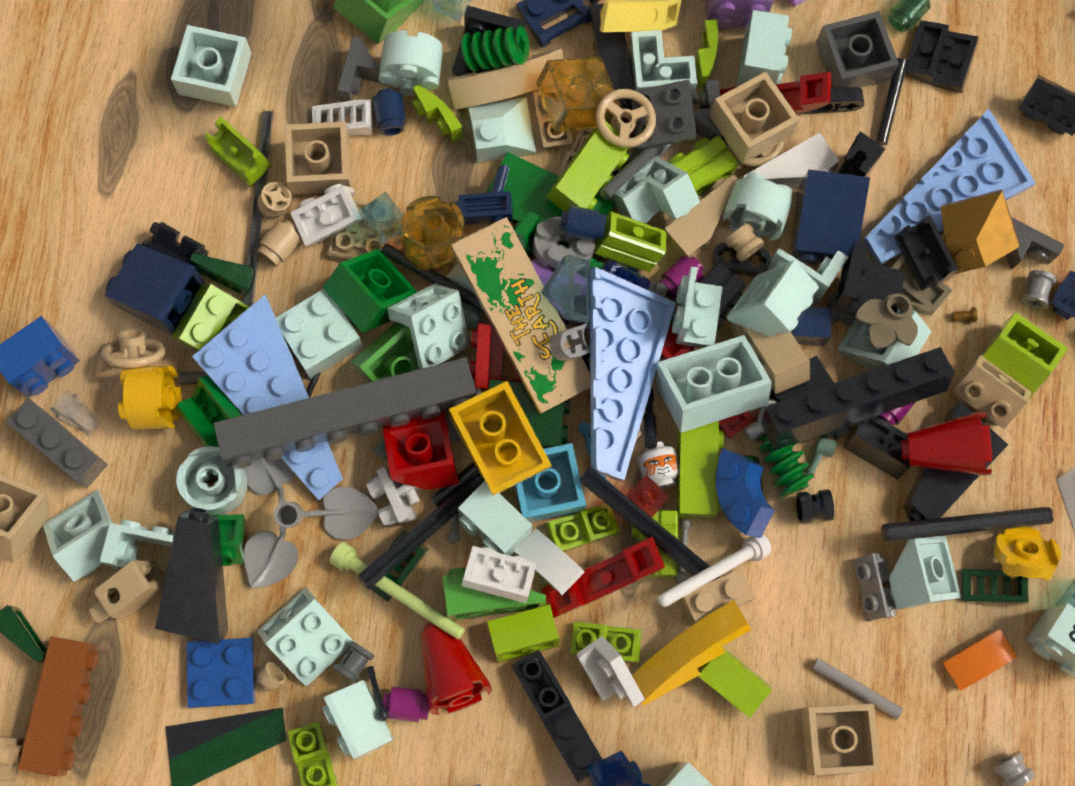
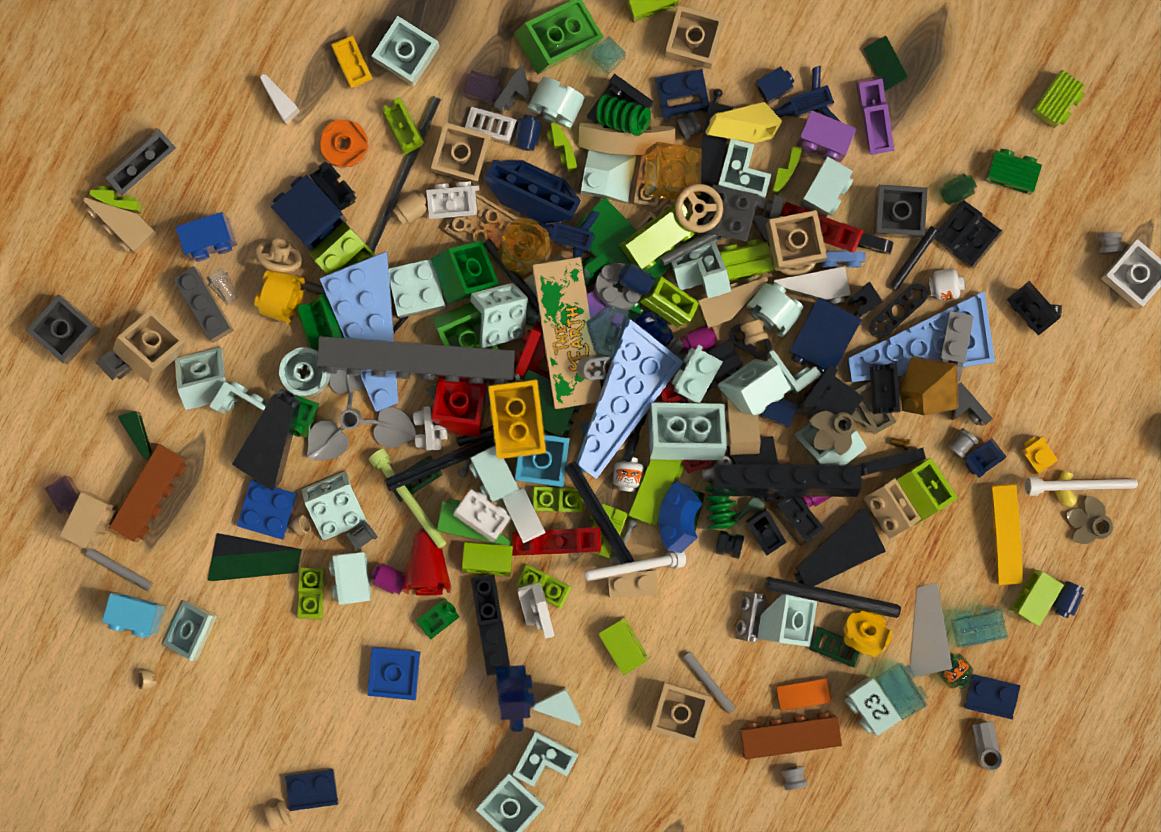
camera: 25 degrees right, 10 degrees up
(83, 174) = (284, 106): none -> white slope
(128, 590) = (221, 430): tan torso -> none
(151, 102) = (351, 62): none -> yellow plate
(169, 180) = (330, 141): none -> orange plate
(229, 274) = (367, 223): dark green slope -> none
(278, 194) = (422, 173): tan wheel -> none
(317, 79) = (482, 88): none -> brick
(382, 218) = (492, 220): clear light blue brick -> none
(382, 714) = (369, 580): black hinge -> none
(417, 173) = (532, 191): none -> dark blue wedge
(487, 732) = (438, 618): none -> green bracket
(575, 41) = (688, 125): none -> dark grey wheel
(648, 495) = (609, 495): clear red bracket -> none
(690, 650) = (598, 614): yellow slope -> none
(810, 126) = (852, 260): none -> medium blue plate
(852, 474) = (765, 531): none -> black slope
(909, 159) = (915, 303): none -> black beam
(942, 116) = (946, 284): none -> white head
(952, 445) = (839, 538): red cone -> none
(972, 334) = (892, 461): none -> black beam
(980, 166) = (956, 339): none -> light grey hinge
(987, 719) = (790, 737): none -> dark orange brick

